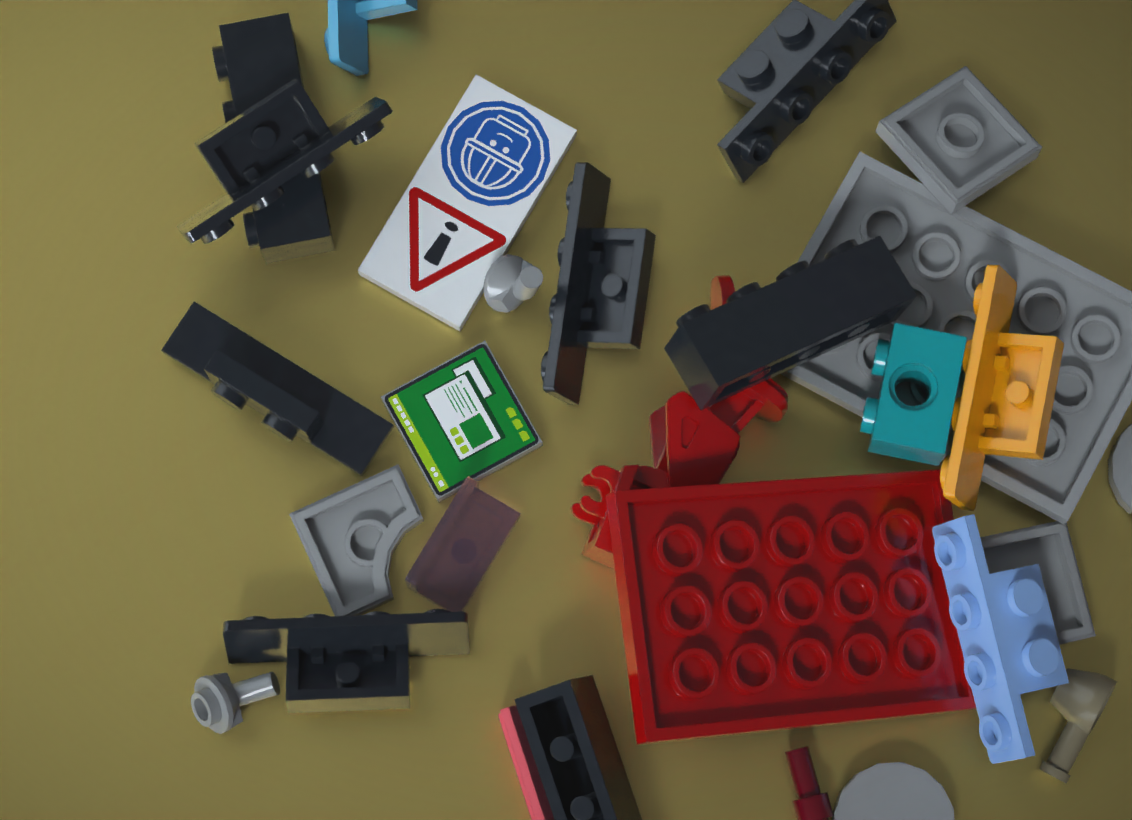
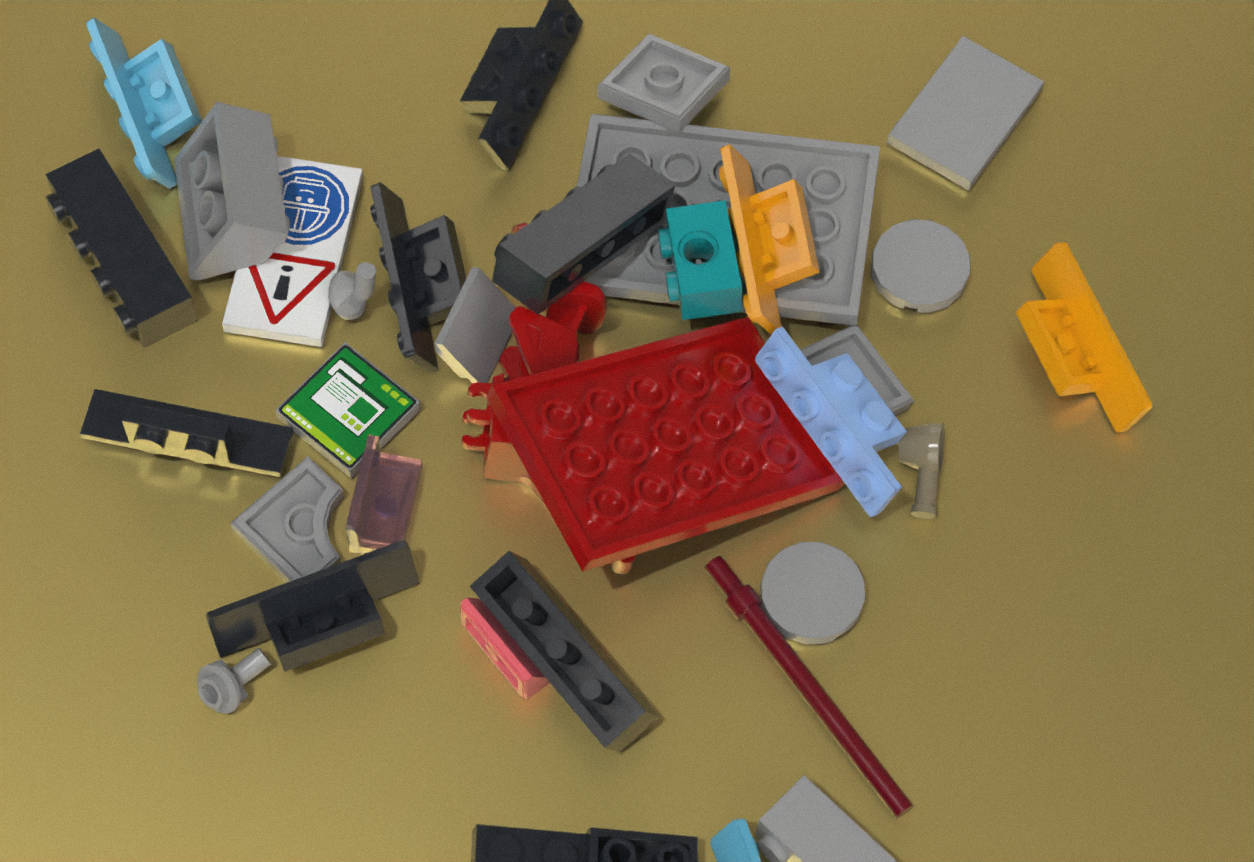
camera: 20 degrees left, 15 degrees down
(270, 147) = (116, 239): black bracket -> none
(433, 84) = (230, 192): none -> light grey slope
(631, 381) = (475, 329): none -> light grey piece

